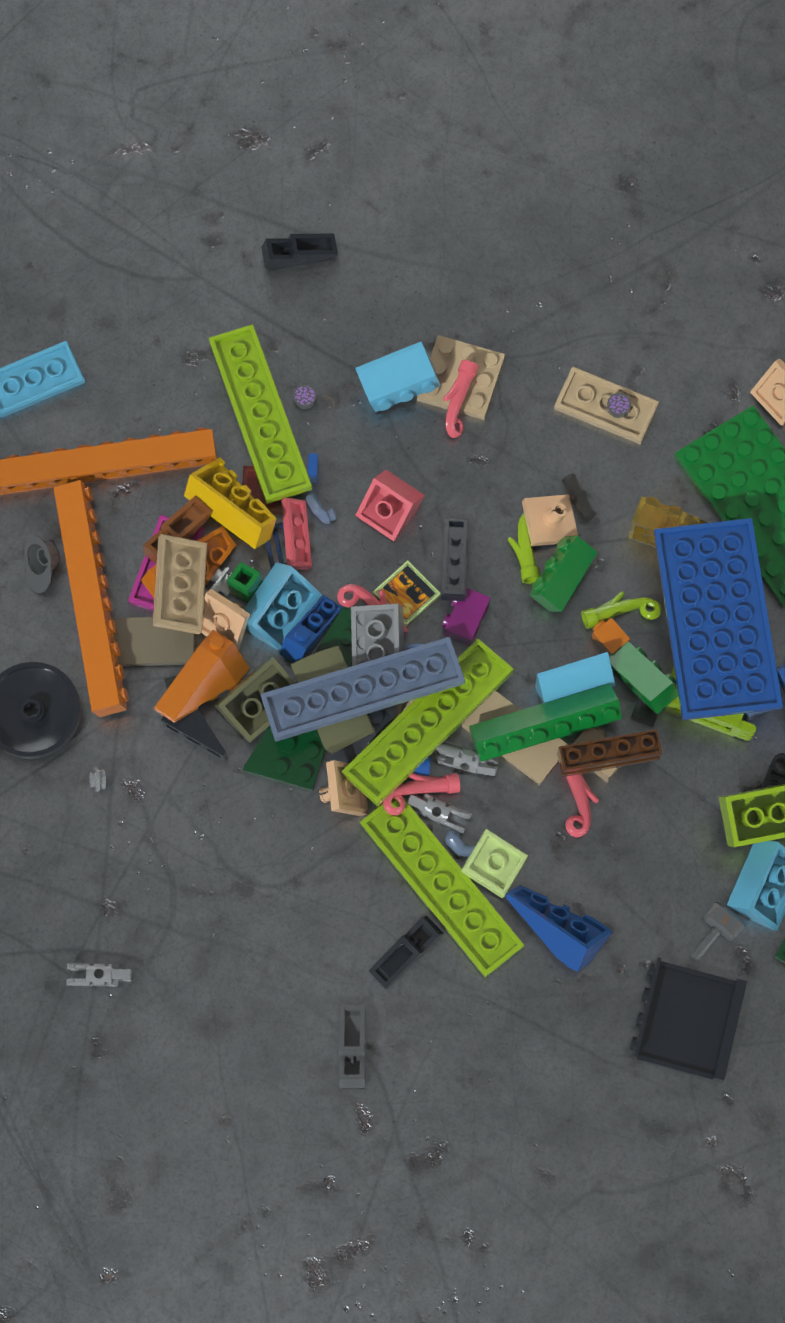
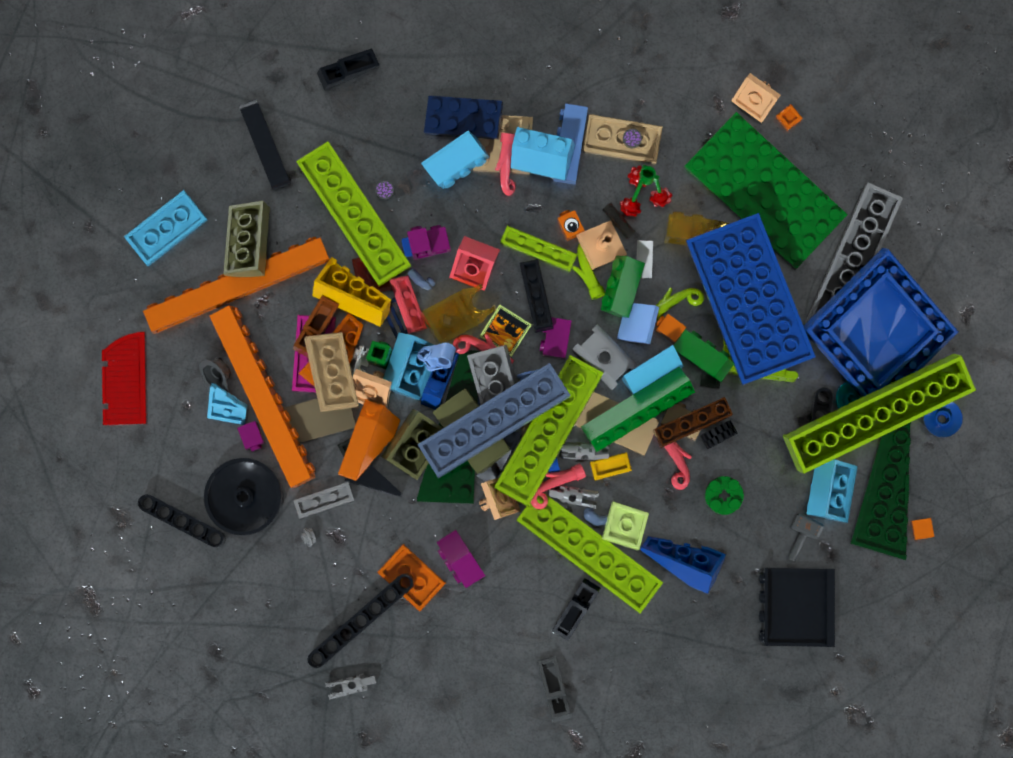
camera: 15 degrees left, 10 degrees up
(42, 599) = (225, 406): none -> medium azure wing
(63, 642) = (251, 436): none -> magenta brick
(120, 896) = (352, 623): none -> black beam
(124, 412) = (246, 240): none -> olive slope
(129, 740) = (324, 500): none -> light grey plate
(177, 311) = (264, 144): none -> black beam
(211, 862) = (426, 581): none -> orange tile
(275, 849) = (459, 559): none -> magenta brick
(314, 599) = (437, 356): none -> light blue piece
(338, 466) = (428, 243): none -> magenta brick
(359, 558) = (461, 311): none -> clear yellow brick
(404, 326) = (458, 115): none -> dark blue plate
(472, 507) = (538, 248): none -> lime tile
(494, 787) = (610, 467): none -> yellow tile
(504, 393) = (541, 153): none -> medium azure slope
(514, 636) = (595, 346): none -> light grey piece
(517, 487) = (570, 224): none -> orange brick
(541, 395) = (573, 128): none -> medium blue brick
(573, 622) = (639, 325): none -> light blue tile
(601, 542) = (645, 255): none -> white sticker
(618, 452) = (642, 177): none -> red plant
(620, 846) = (717, 504): none -> green plate
(639, 778) = (718, 434): none -> black tyre

